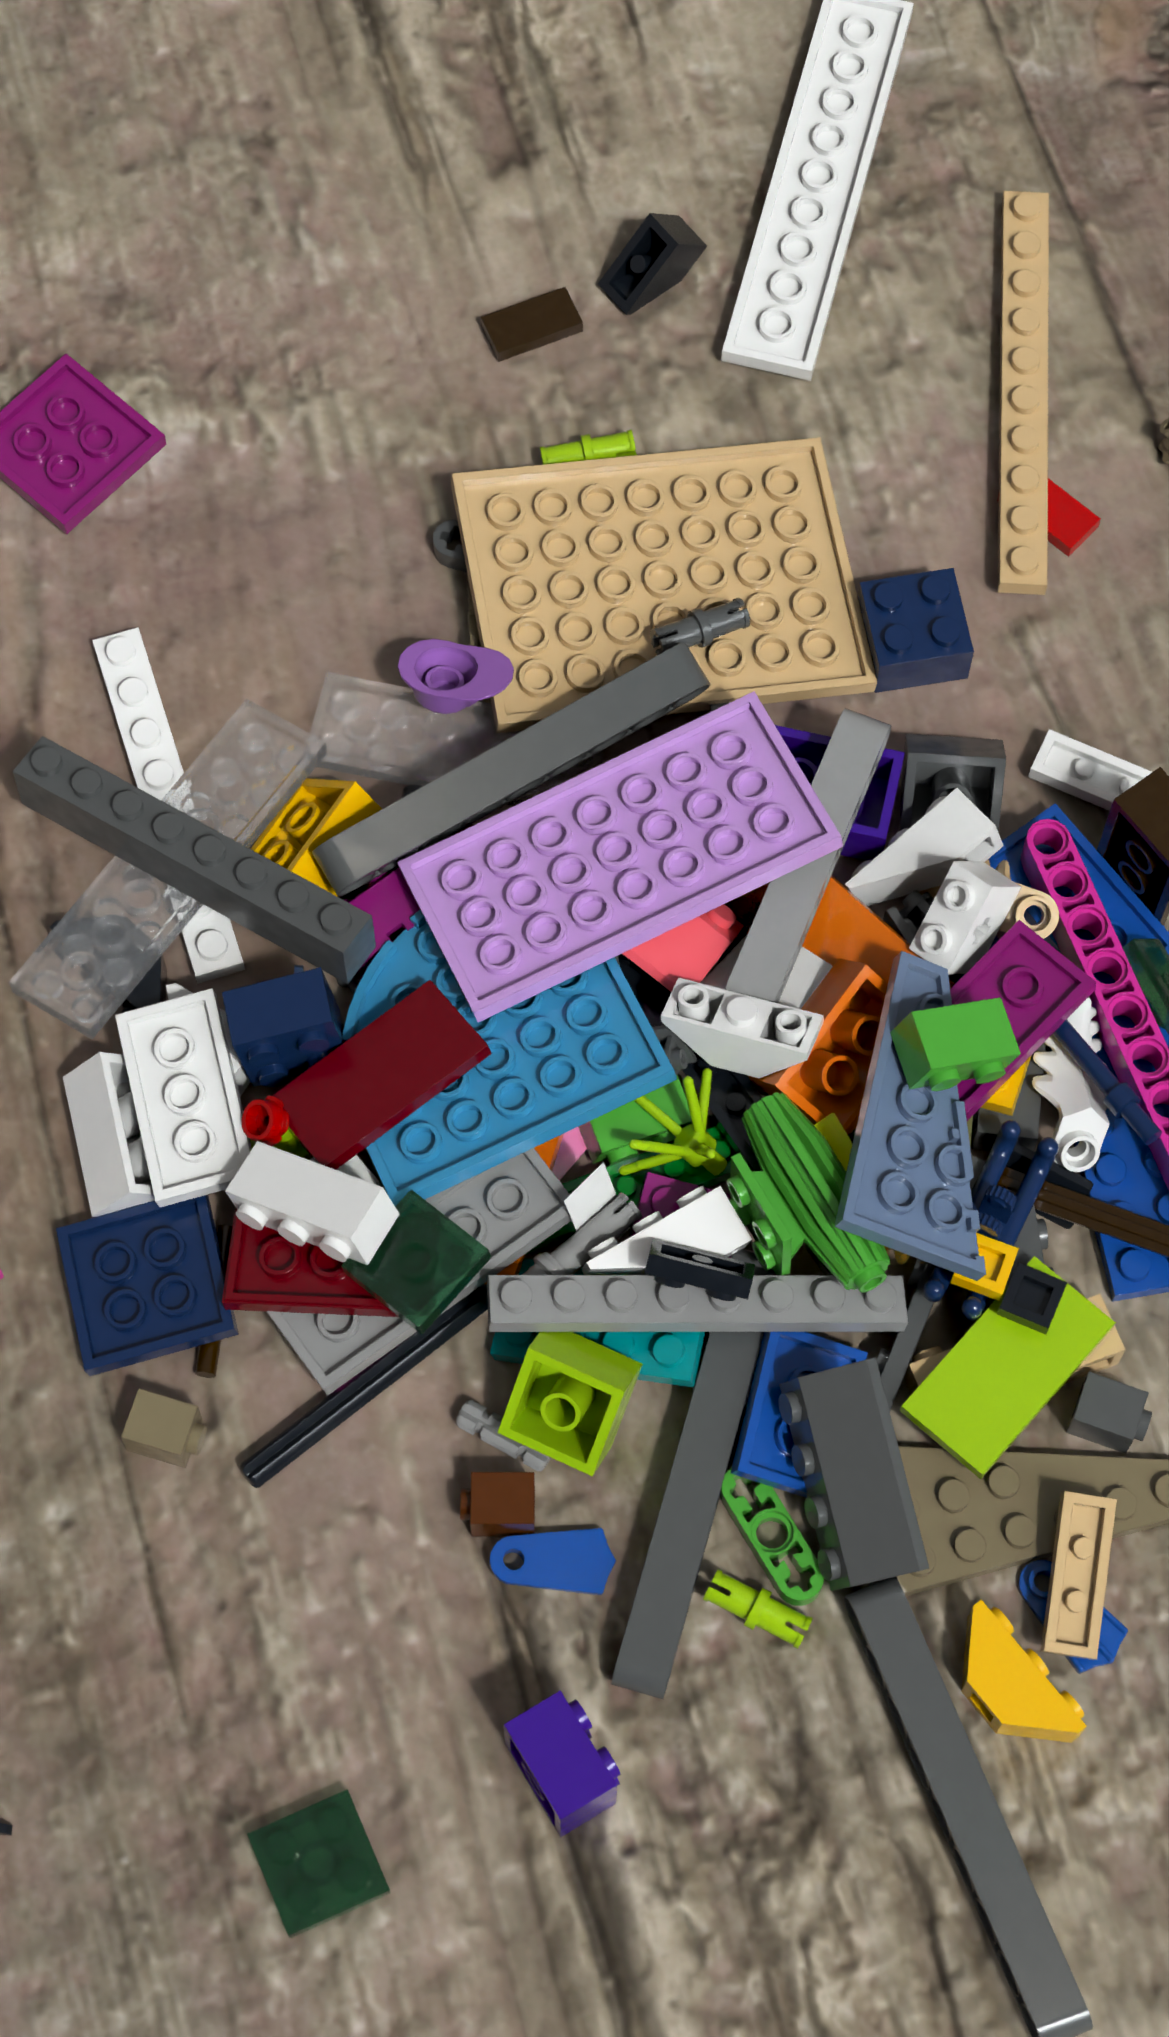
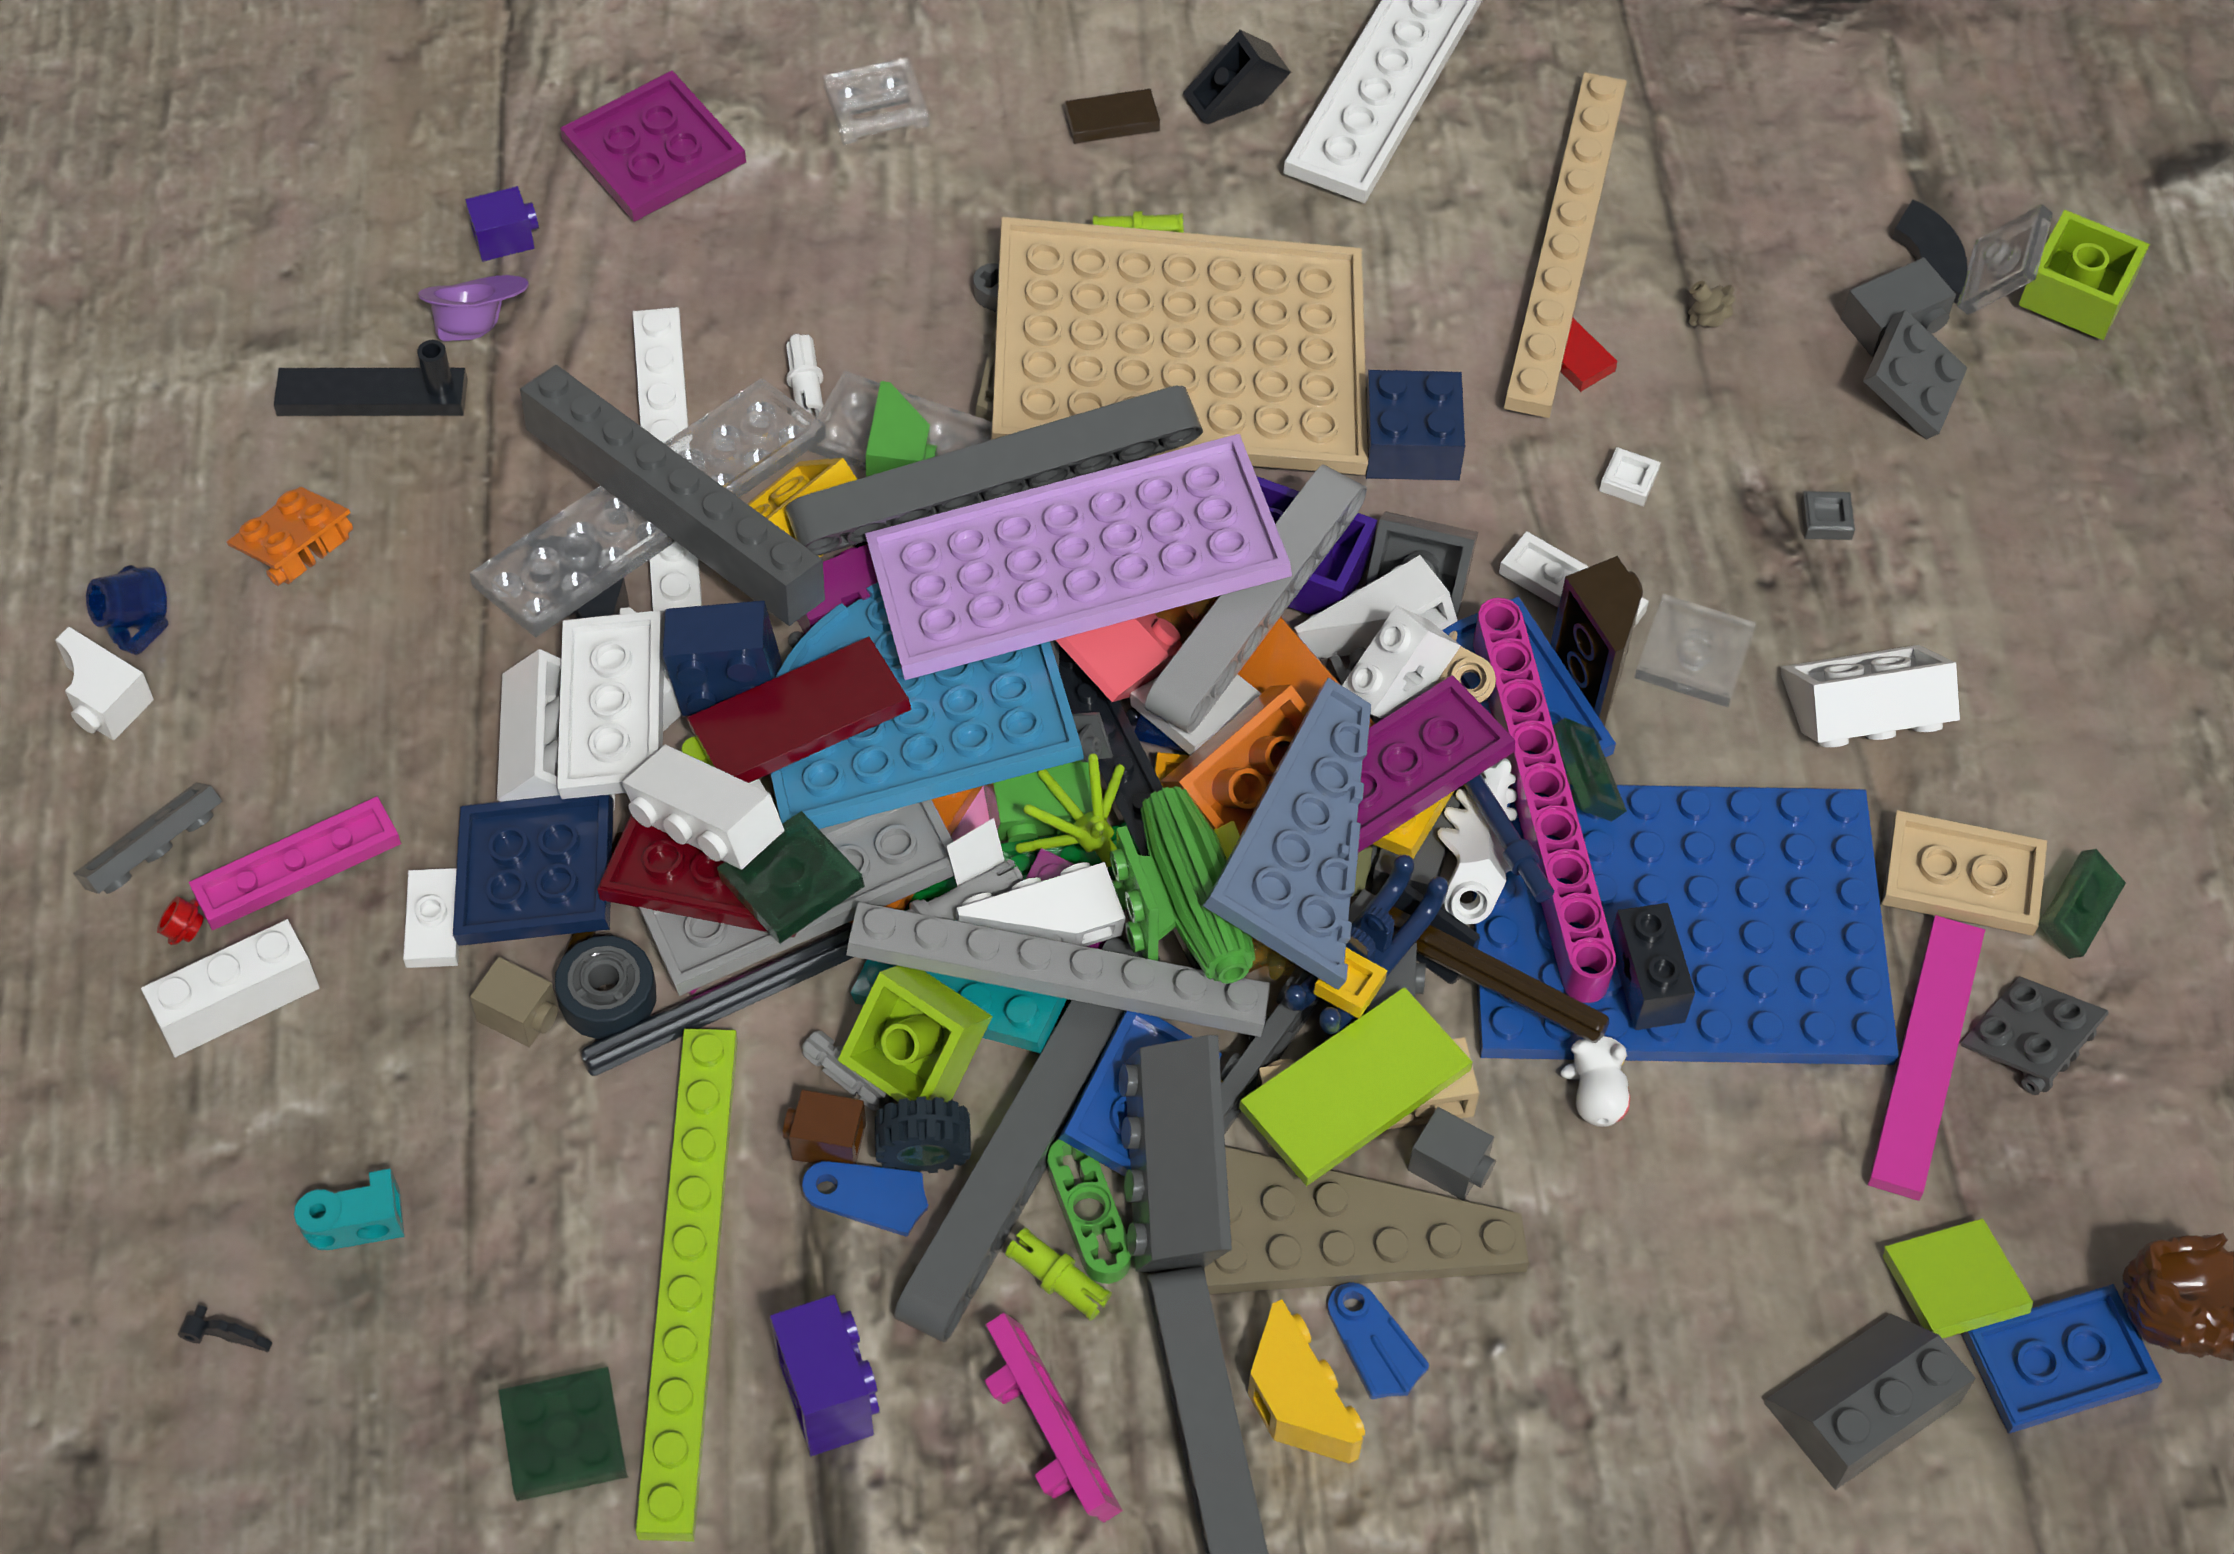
camera: 10 degrees right, 10 degrees down
(55, 1351) = (430, 919): none -> white plate
(59, 1684) = (352, 1215): none -> teal leg
(243, 1368) = (598, 963): none -> wheel
(265, 1120) = (680, 730): red plate -> none
(278, 338) = (874, 89): none -> clear plate
(286, 682) = (804, 374): none -> white axle
(402, 1686) = (687, 1288): none -> lime plate
(404, 747) = (896, 433): none -> bright green slope
(453, 675) = (958, 386): medium lavender piece -> none
(598, 1496) = (922, 1135): none -> black wheel
(680, 1265) = (1044, 922): black plate -> none
(701, 626) = (1211, 382): dark grey pin -> none
(739, 1029) = (1154, 727): white slope -> none
(817, 1797) = (1074, 1462): none -> dark pink hinge
(955, 1044) = (1360, 764): bright green brick -> none
(1032, 1298) = (1391, 1020): black plate -> none
(1078, 1575) = (1386, 1296): tan plate -> none
(1136, 645) = (1630, 476): none -> white tile

